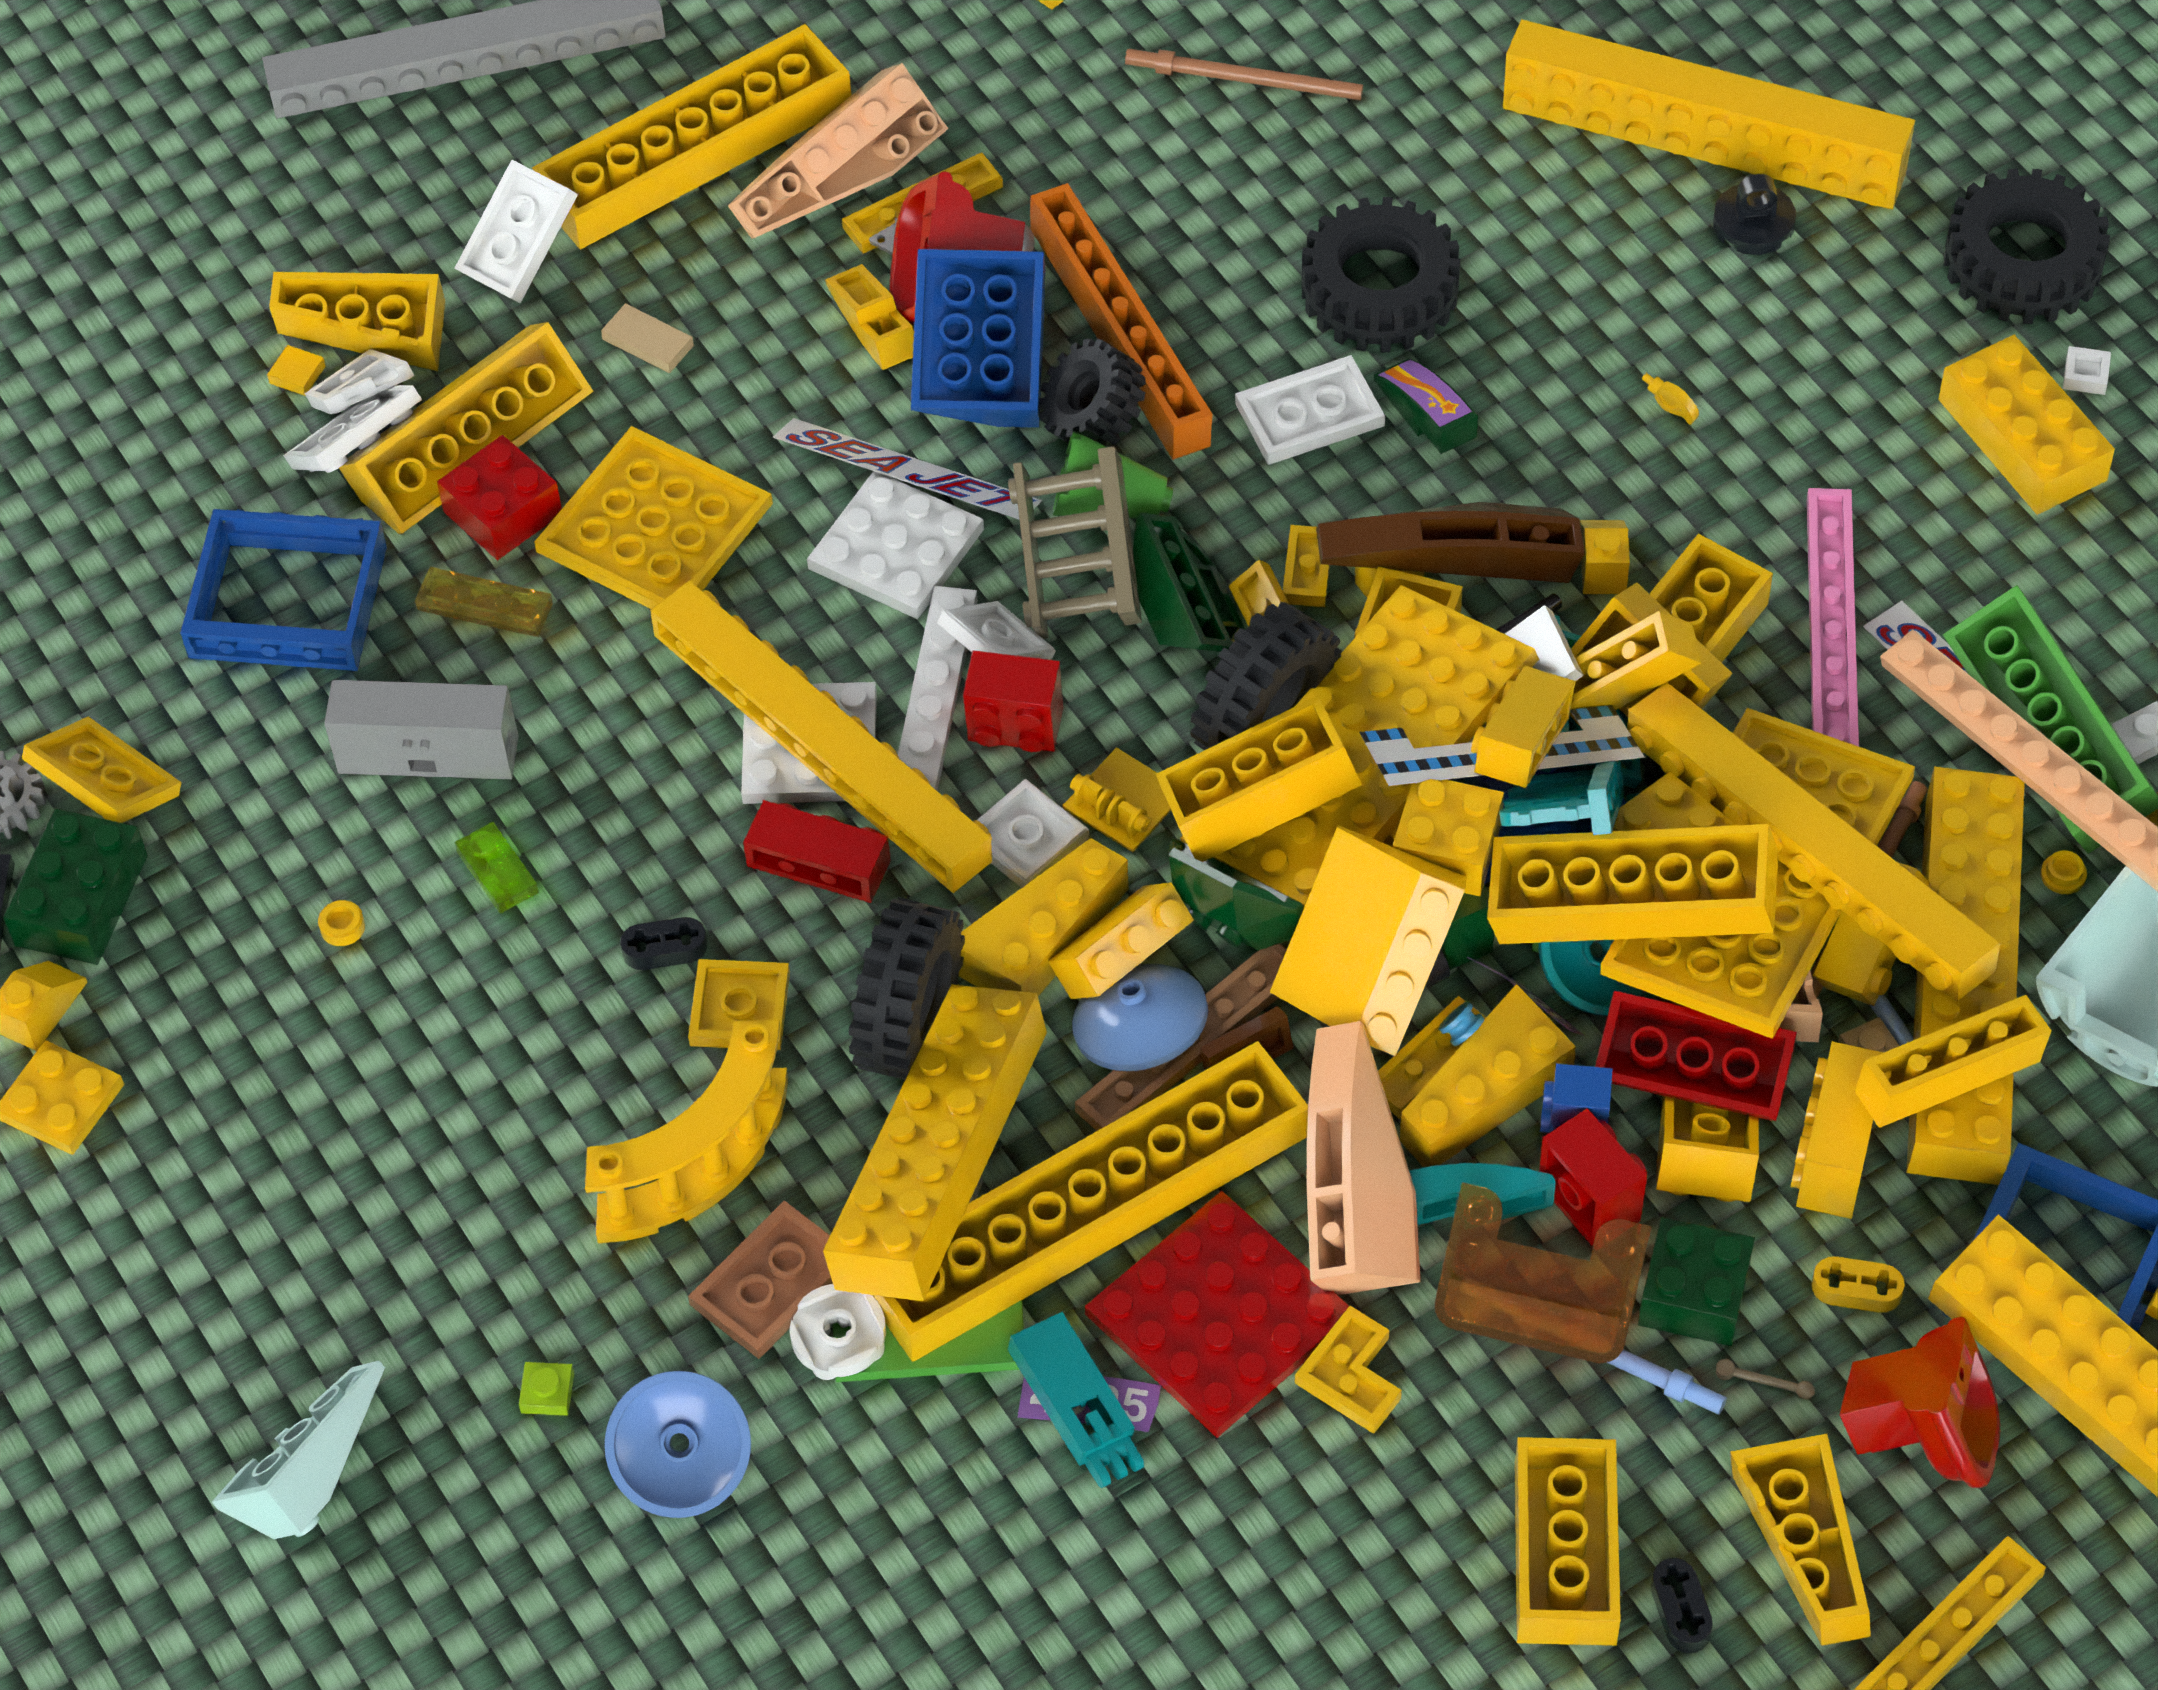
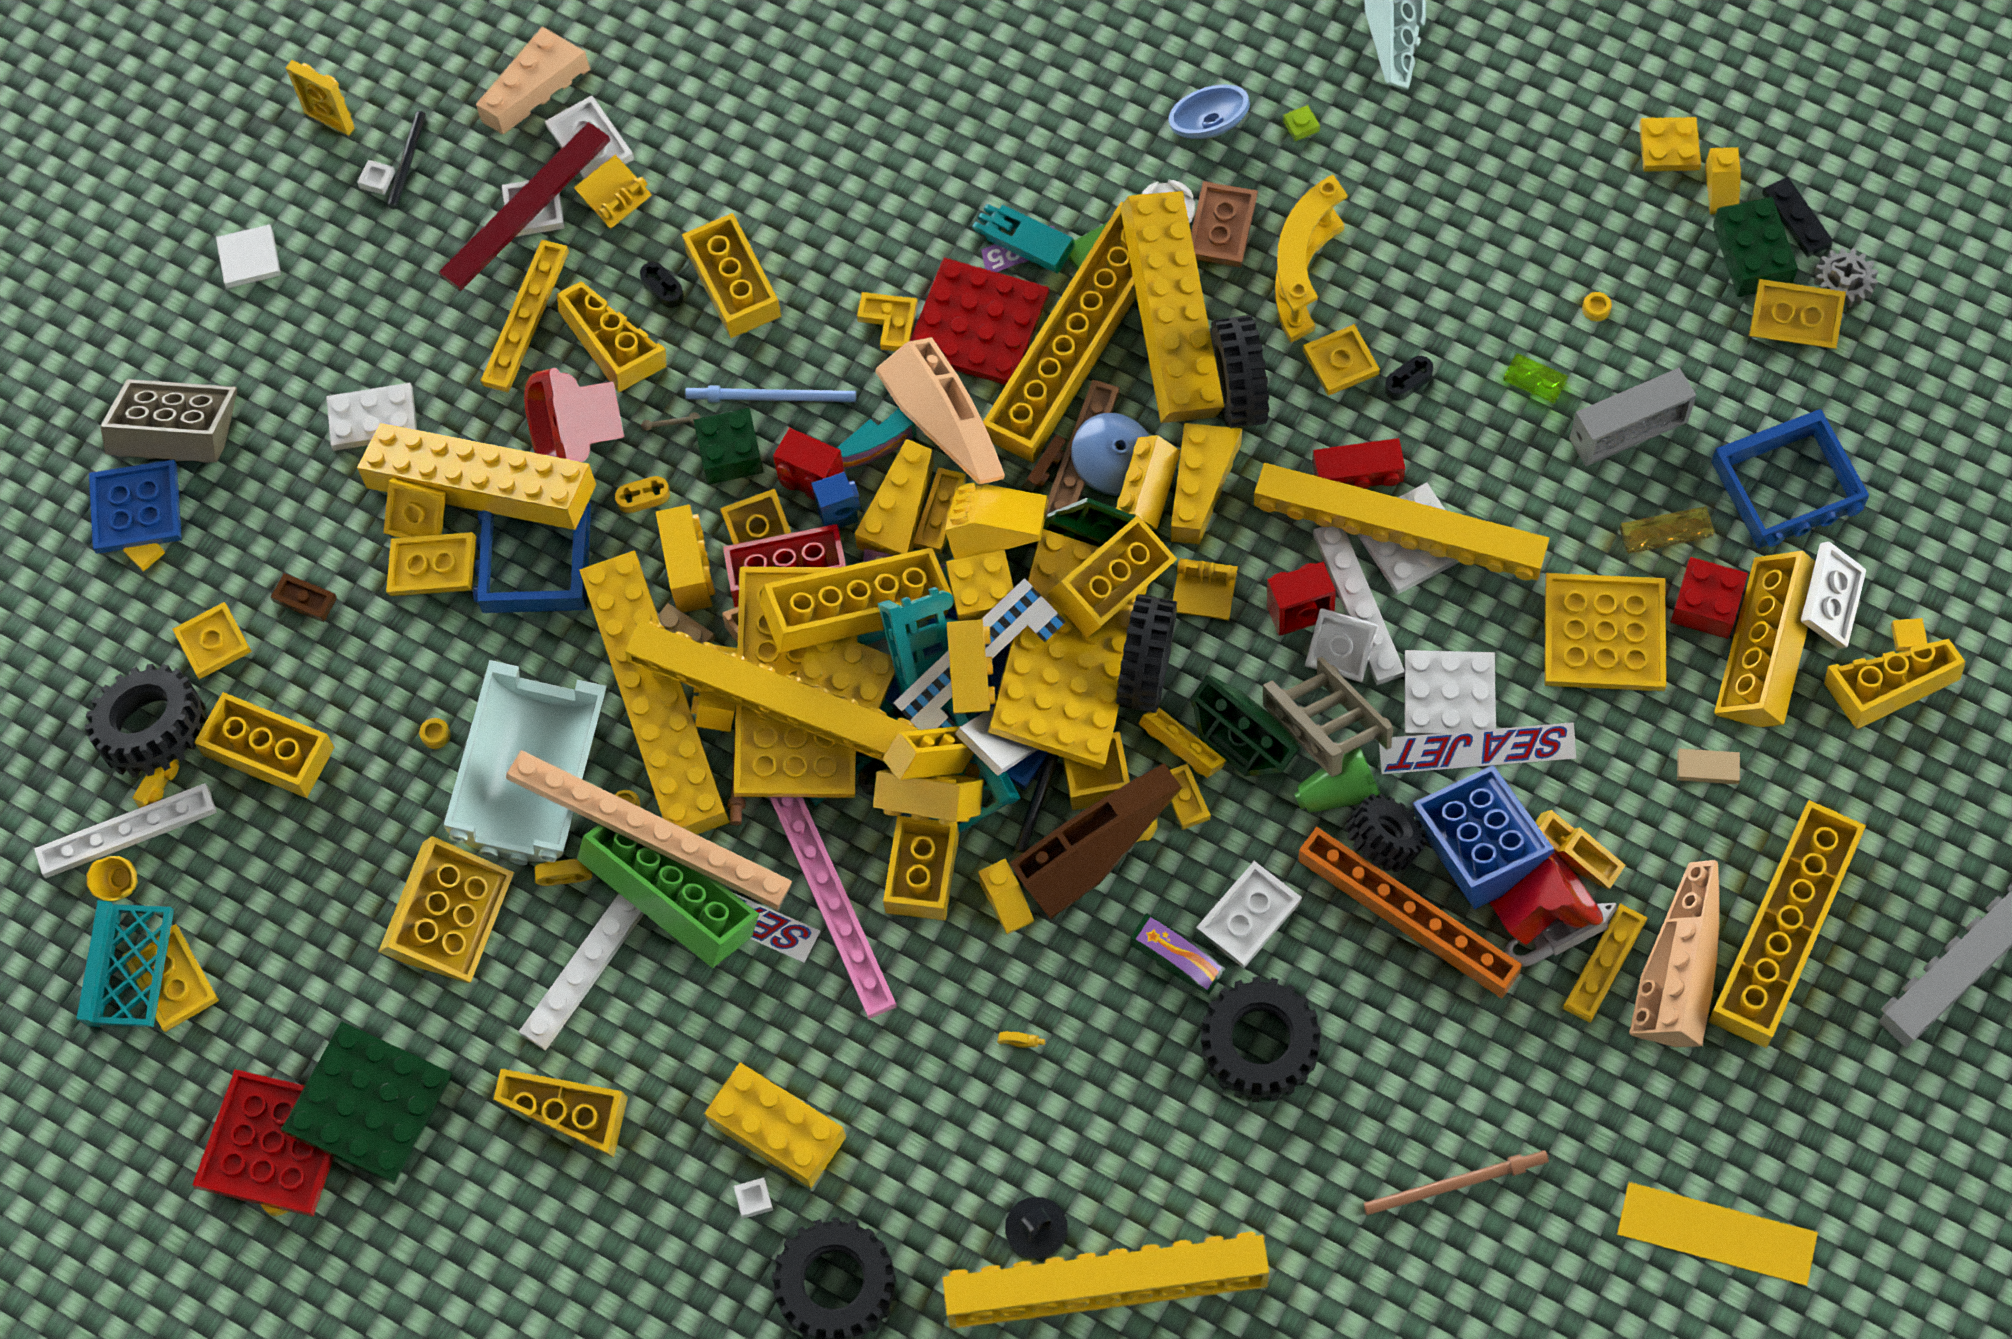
camera: 155 degrees right, 10 degrees up
(358, 380) = (1858, 633): white wing -> none
(516, 231) = (1842, 780): white plate -> none
(1030, 833) = (1248, 541): white tile -> none
(1461, 1023) = (926, 519): dark azure bush -> none
(1538, 1294) = (809, 390): clear orange windscreen -> none
(1952, 1061) = (627, 581): yellow brick -> none

